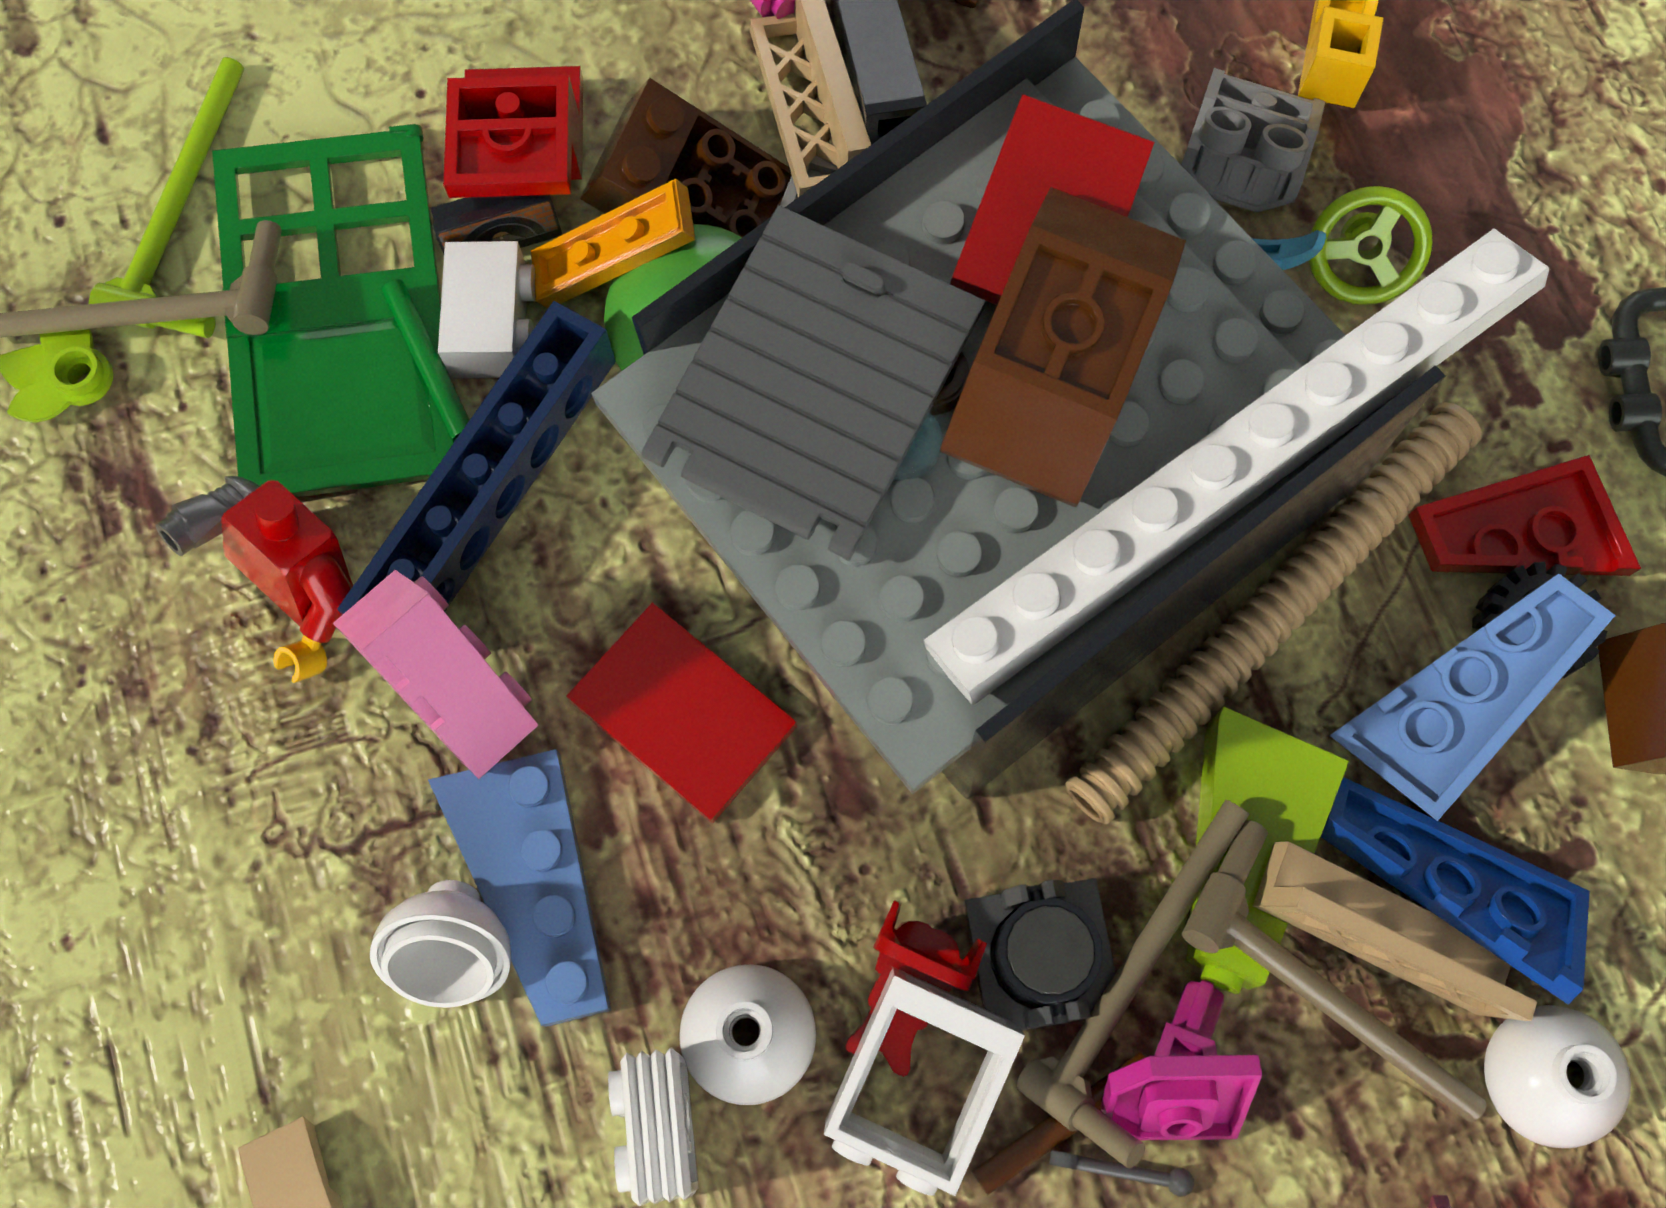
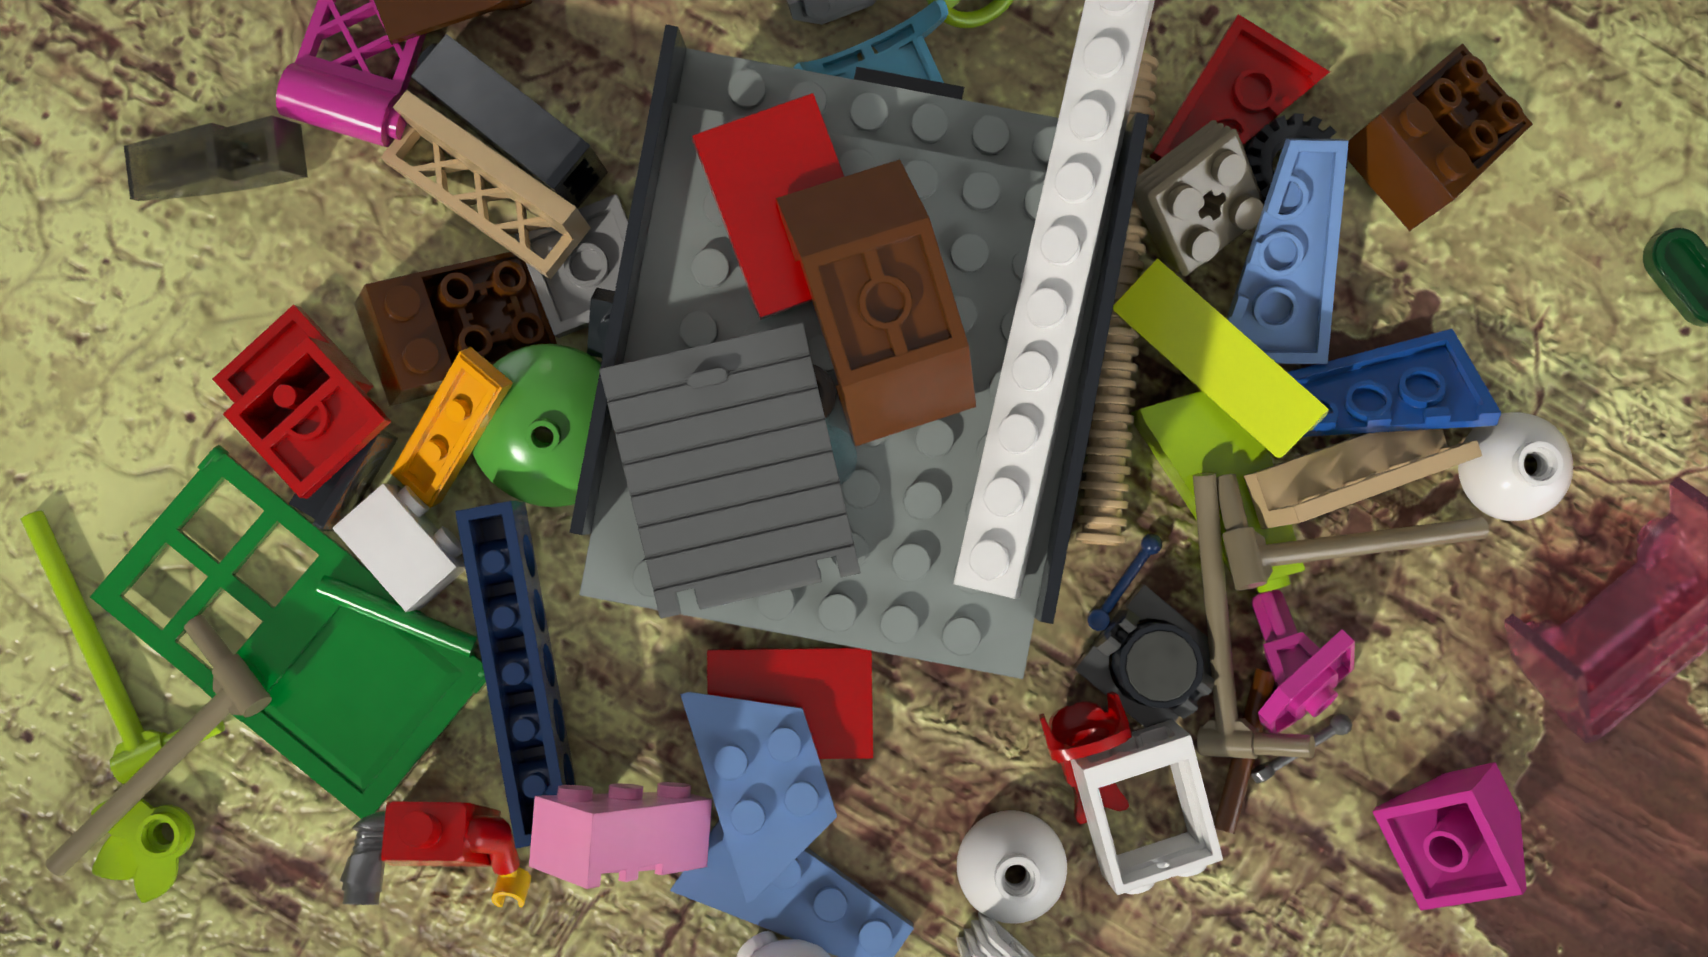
camera: 45 degrees left, 15 degrees up
(593, 750) = (761, 782): none -> medium blue wing
(1131, 851) = (1099, 618): none -> dark blue hinge
(1338, 721) = (1220, 359): none -> neon yellow panel
(1407, 543) = (1199, 197): none -> dark tan brick

